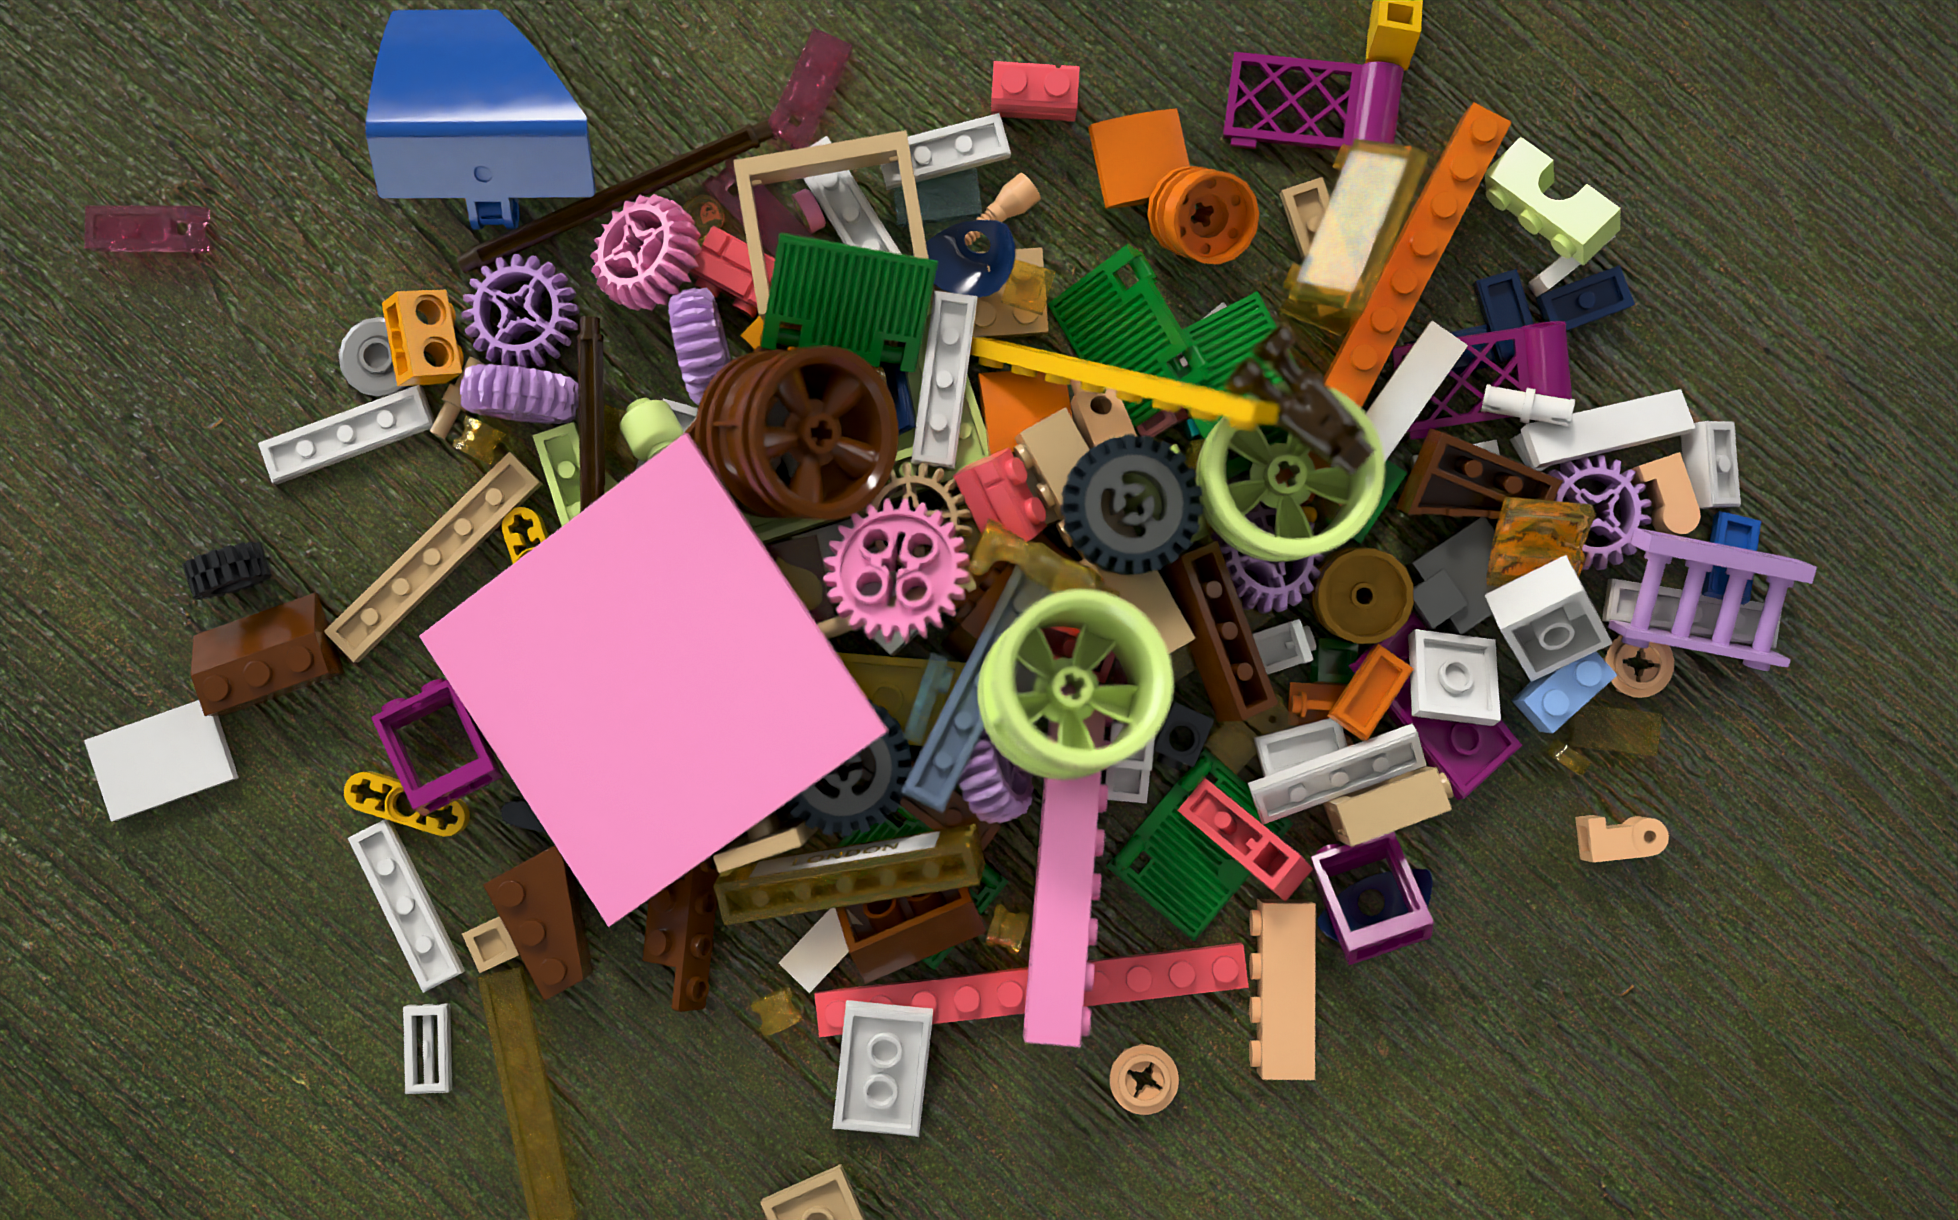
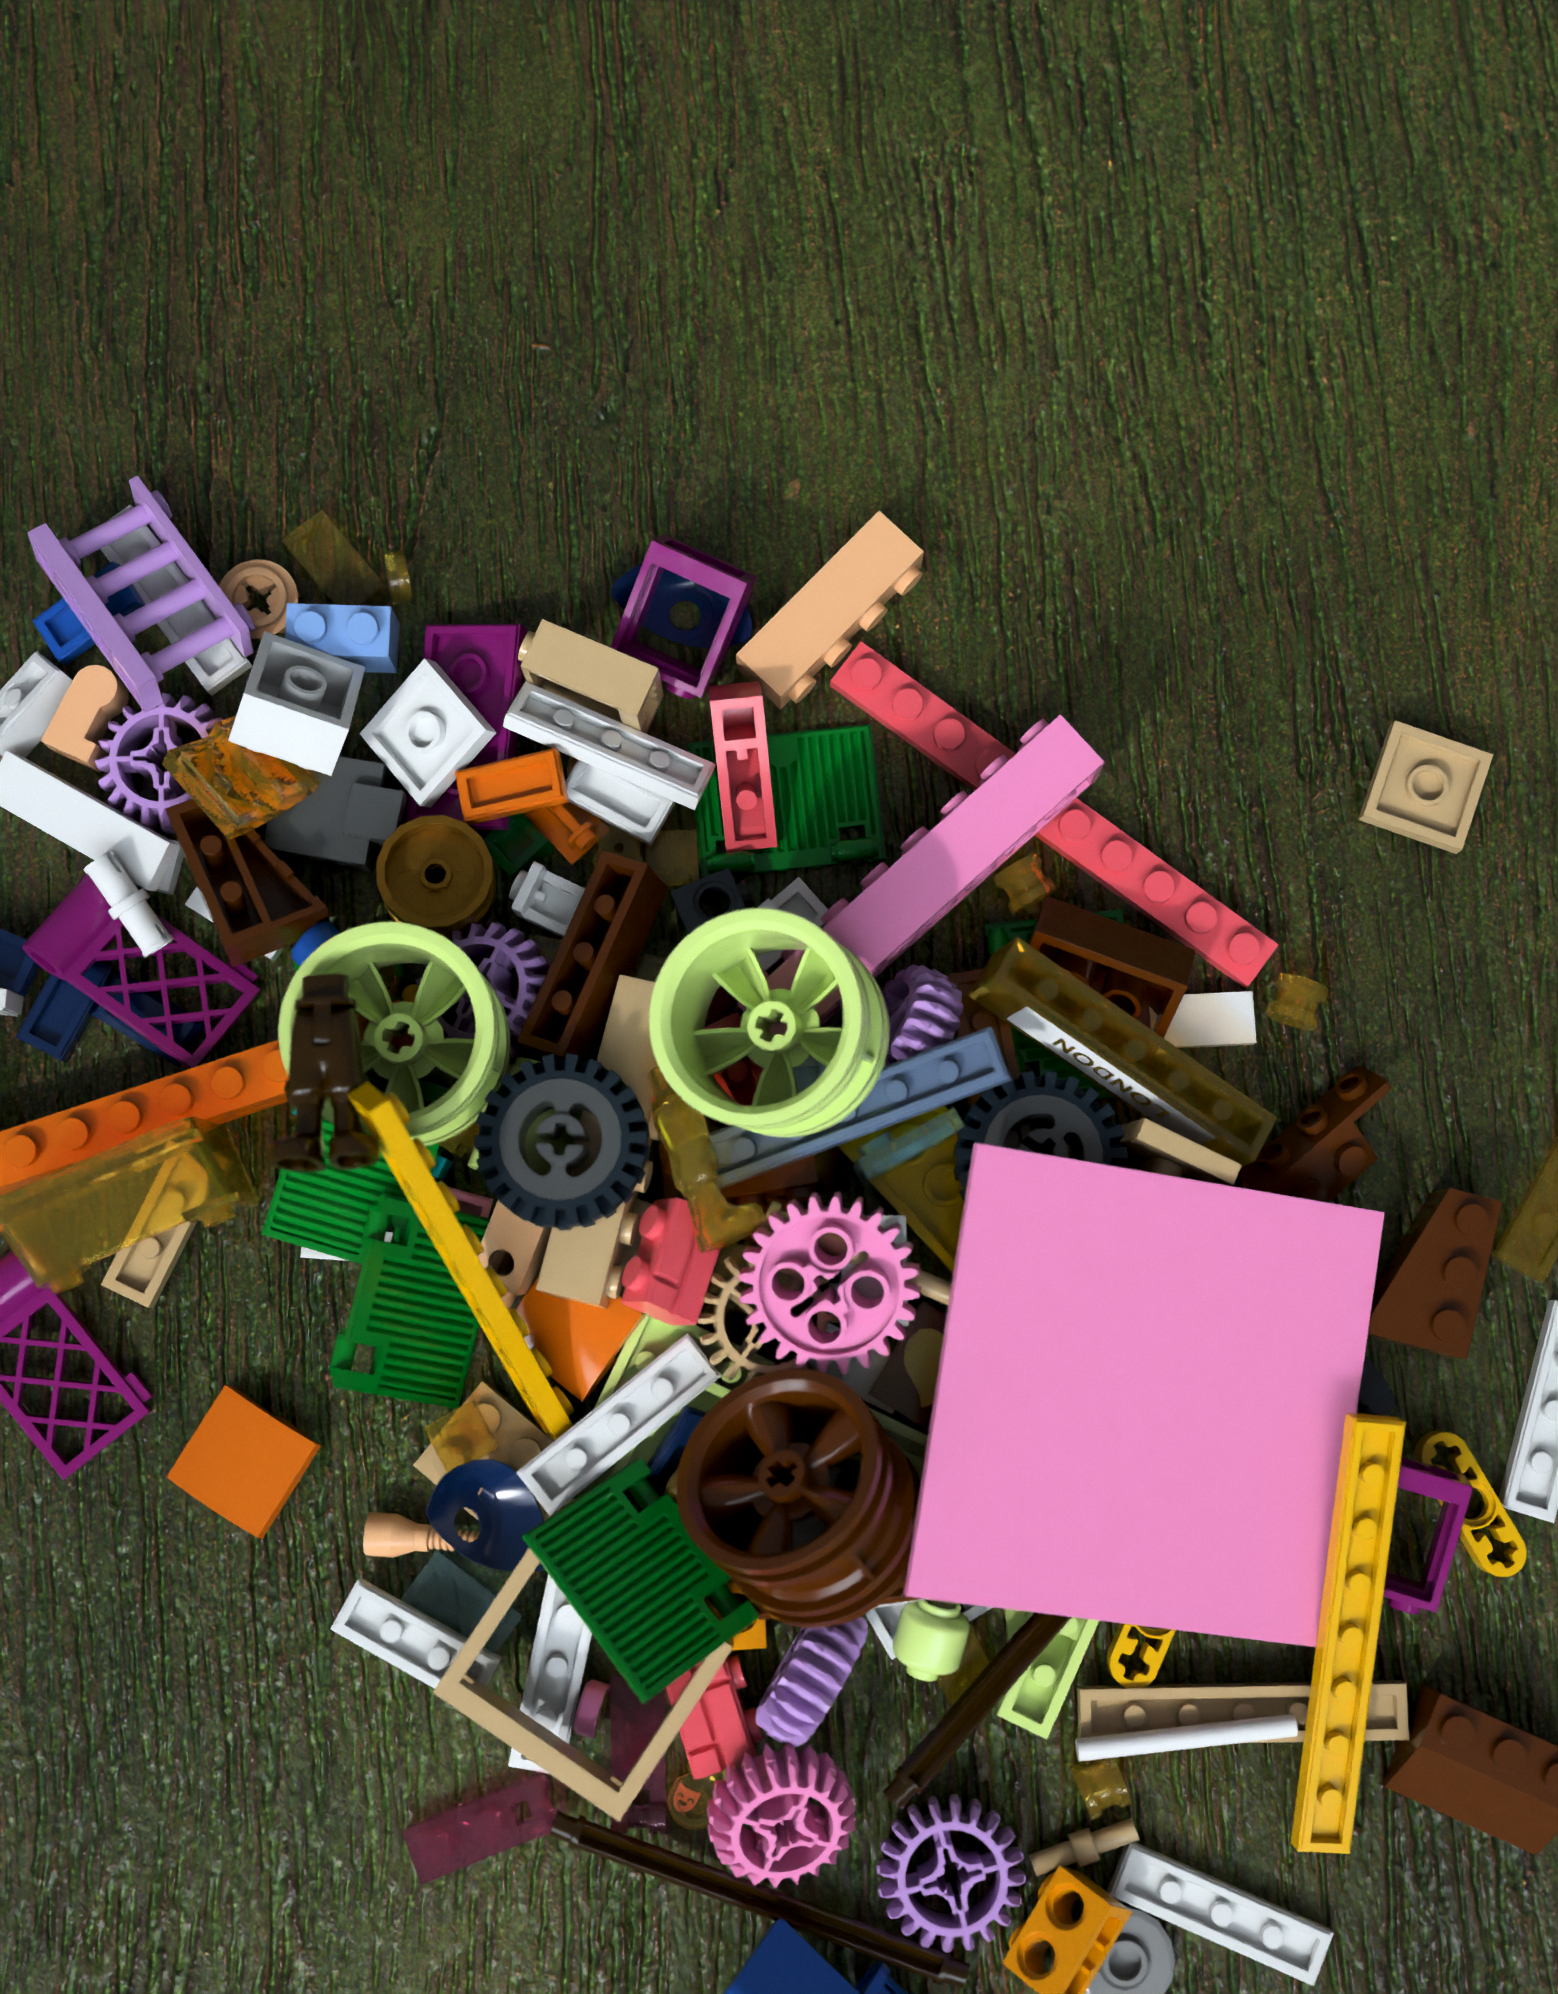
camera: 140 degrees left, 5 degrees down
(226, 570) = (1452, 1886): black tyre -> none
(413, 659) = (1347, 1633): none -> yellow tile
(453, 512) = (1186, 1737): none -> white bar
(490, 944) = (1506, 1301): tan plate -> none
(519, 394) = (1024, 1791): lavender gear -> none
(882, 1068) = (1246, 865): white tile -> none
(1035, 91) = (277, 1619): coral brick -> none
(1150, 1098) = (1035, 628): light nougat gear -> none
(1222, 223) = (227, 1330): orange wheel -> none
(1394, 488) = (313, 939): none -> blue tile
(1413, 385) = (207, 1018): white tile -> none
(1629, 840) = (416, 462): light nougat leg -> none

